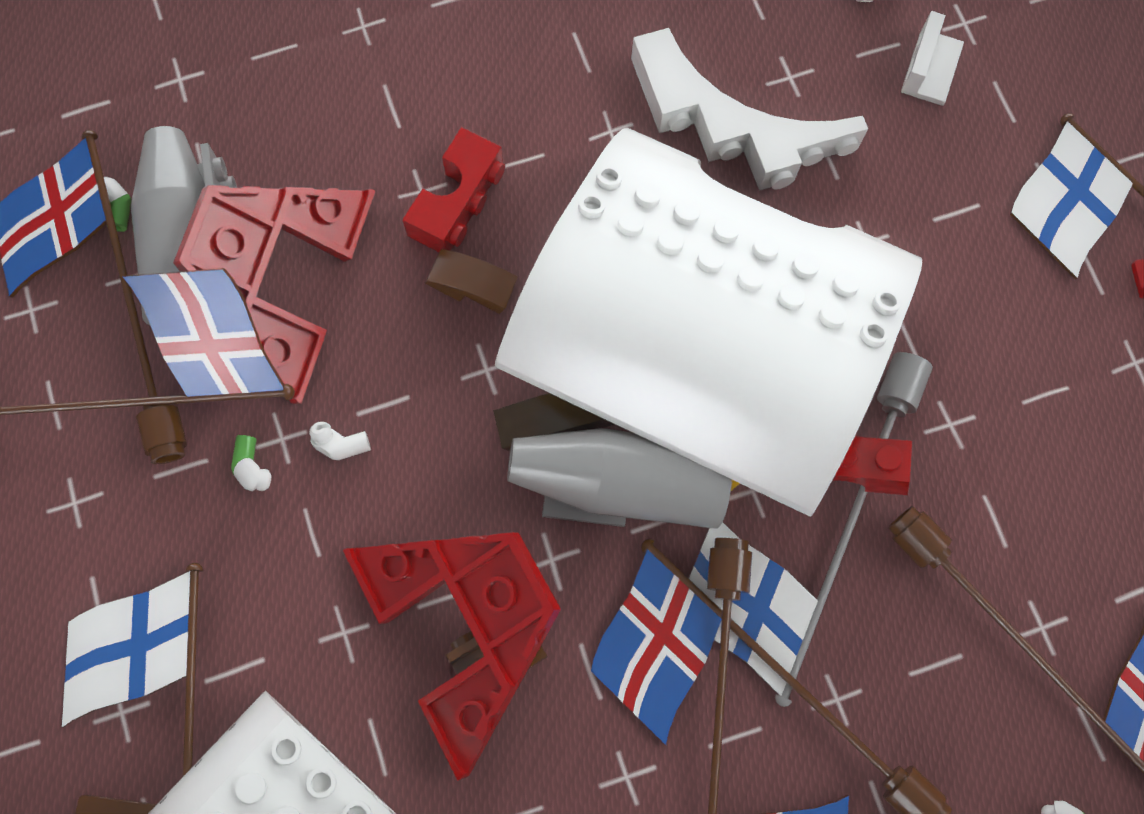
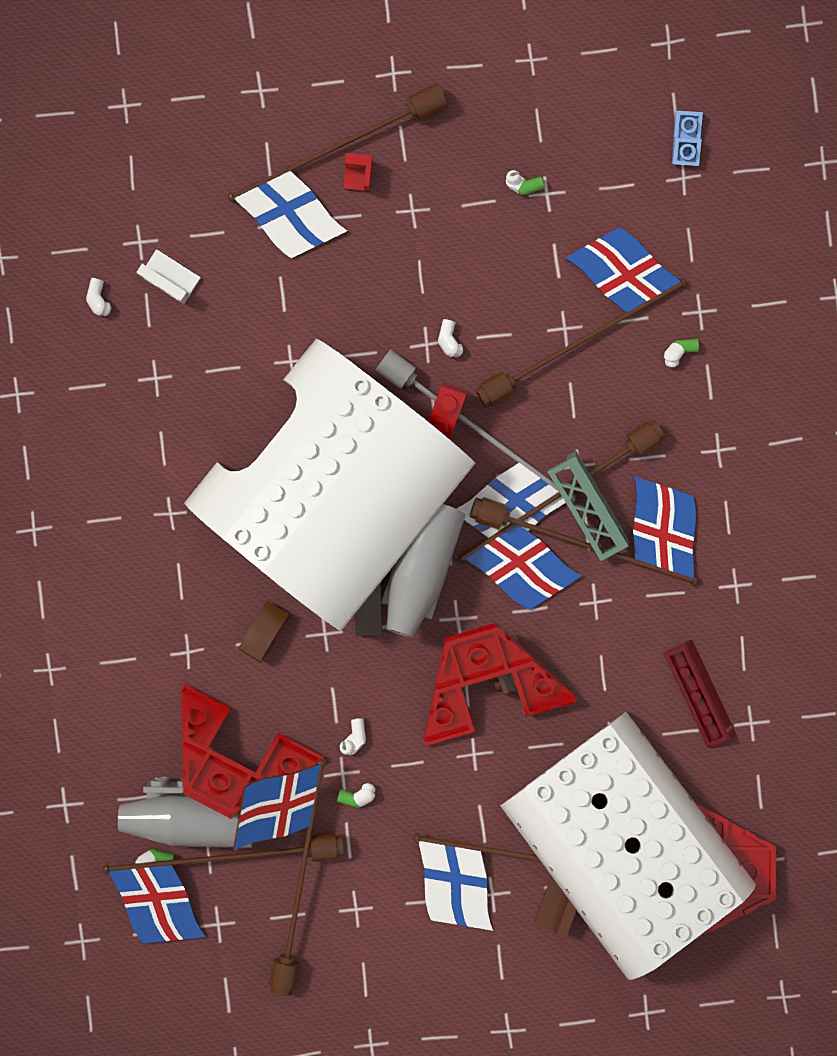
camera: 75 degrees left, 15 degrees up
(443, 219) = (217, 642): red arch -> none
(725, 126) = (210, 408): white arch -> none
(794, 741) = (598, 502): none -> sand green fence
(968, 450) = (447, 341): none -> white arm

